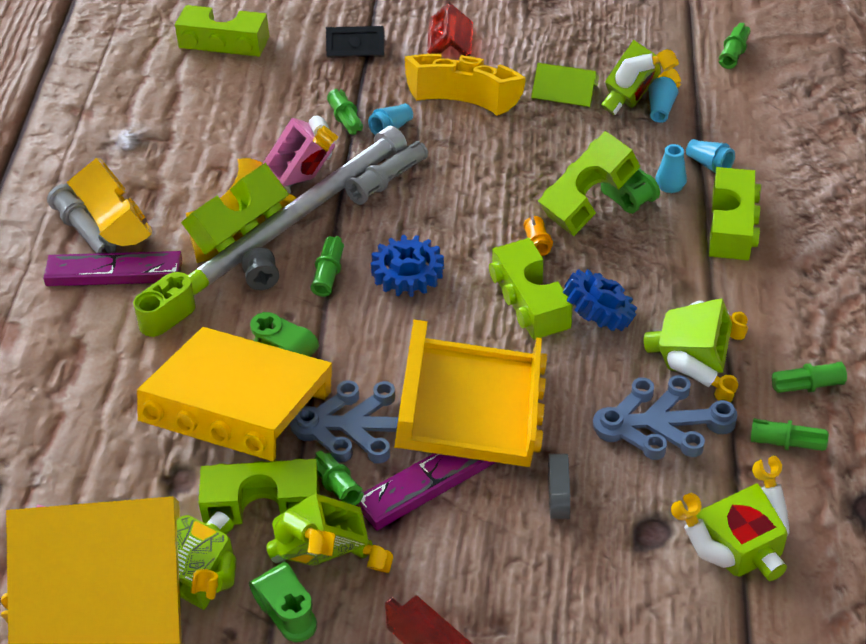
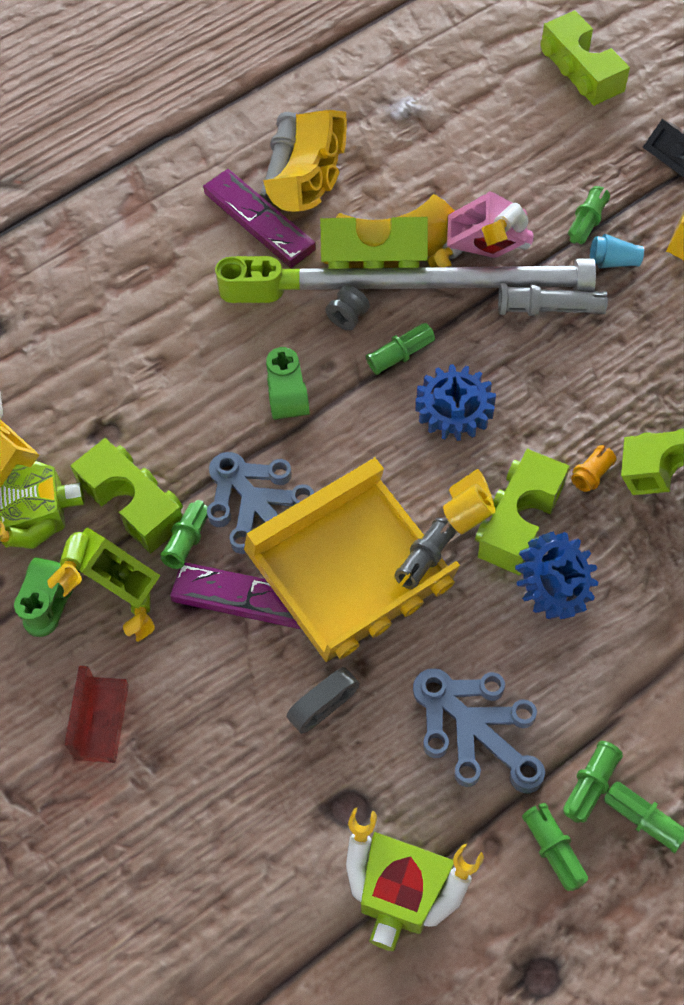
camera: 50 degrees right, 15 degrees up
(232, 391) = (194, 396): yellow panel -> none
(495, 306) = (469, 503): none -> yellow panel
(511, 351) = (425, 553): none -> dark grey pin
(697, 342) = (588, 688): lime torso -> none
(761, 386) = (592, 781): none -> bright green axle

